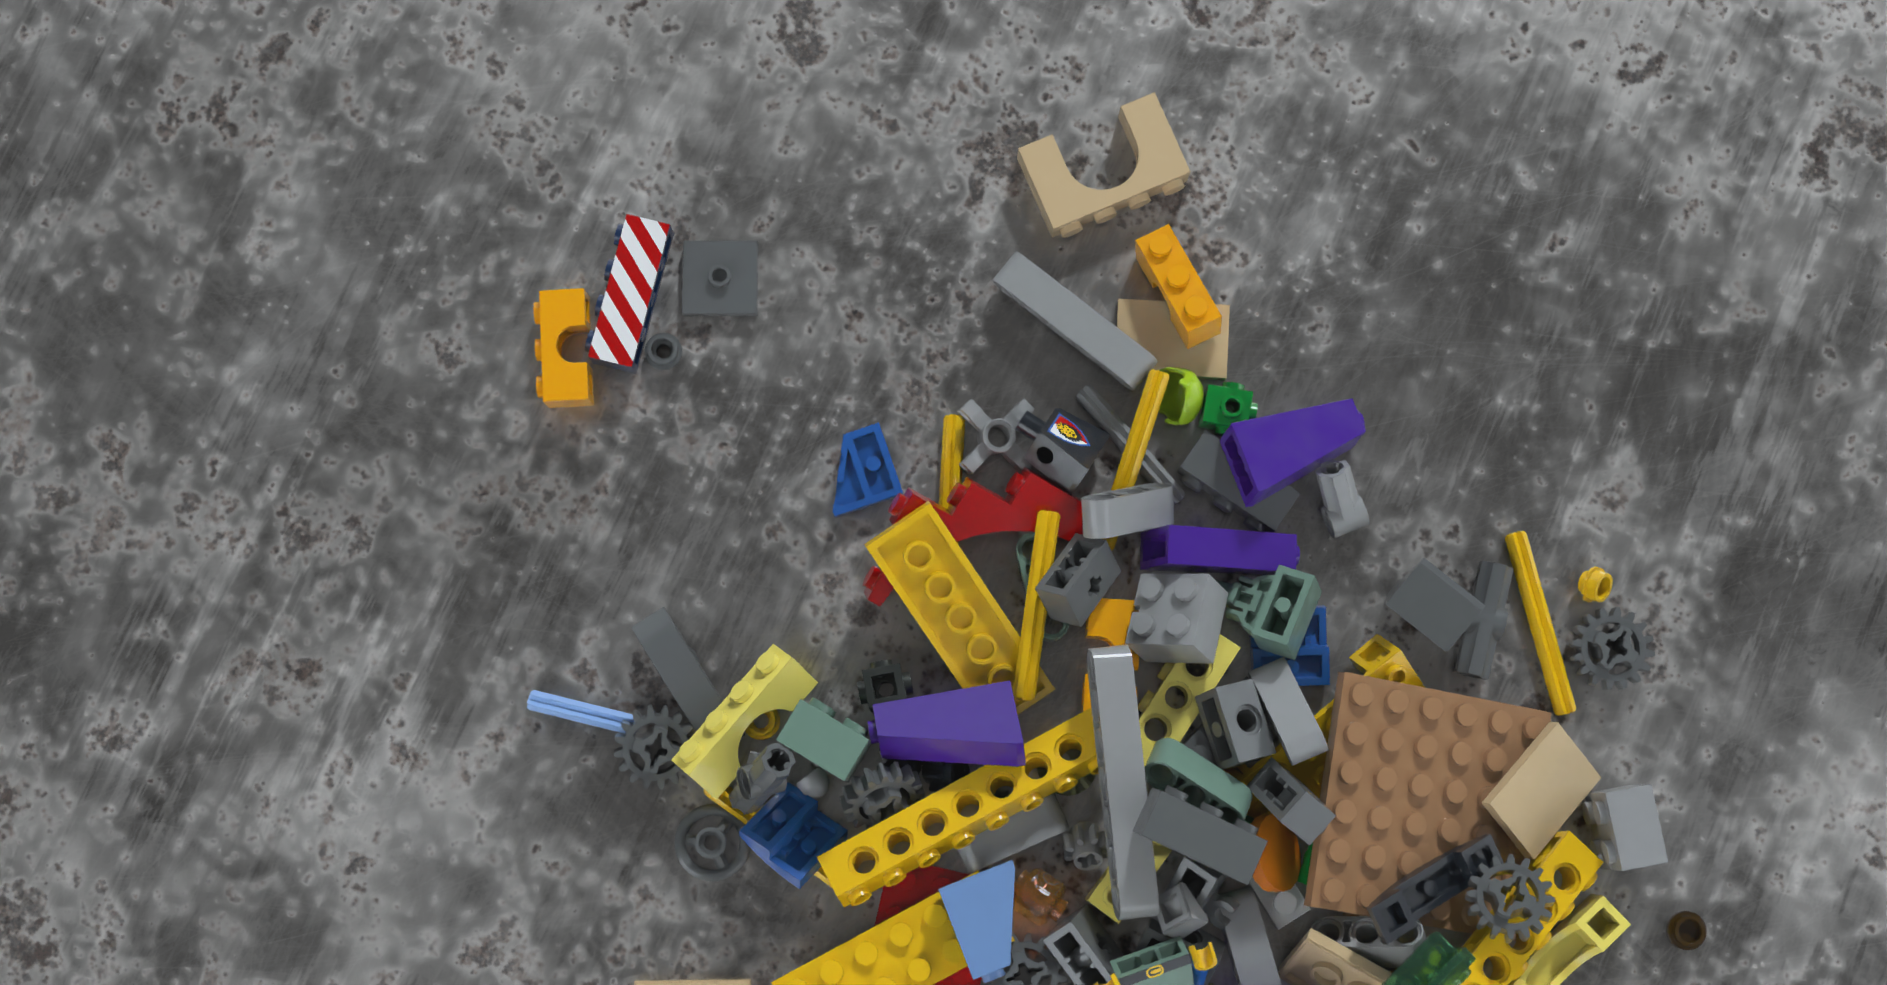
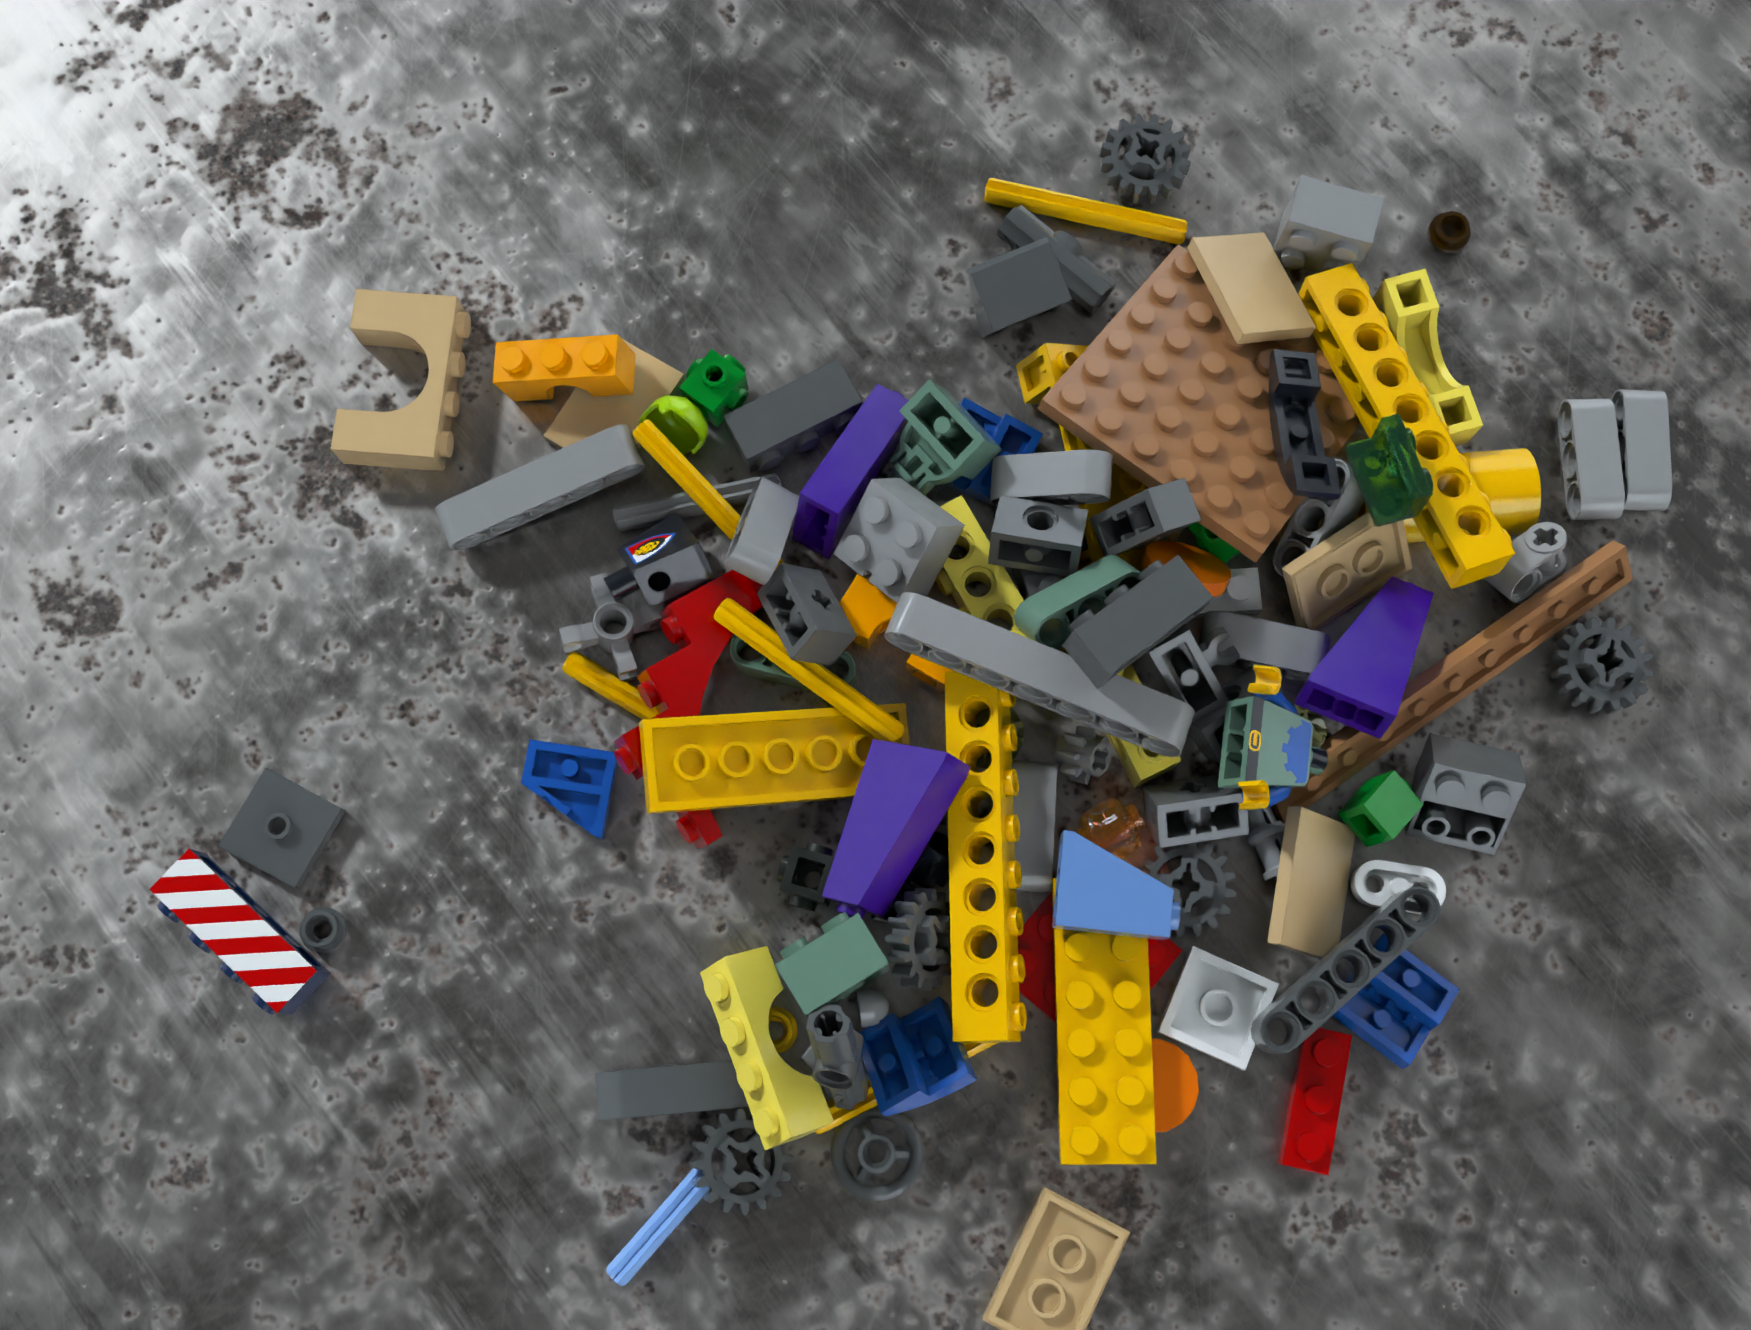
camera: 60 degrees left, 5 degrees down
(561, 316) = (218, 1021): light orange arch -> none
(1180, 912) = (1202, 688): light grey slope -> none
(1288, 445) = (784, 345): dark purple slope -> none
(1342, 506) = (874, 328): light grey piece -> none
(1495, 893) = (1348, 376): dark grey gear -> none
(1595, 584) = (1075, 142): yellow plate -> none

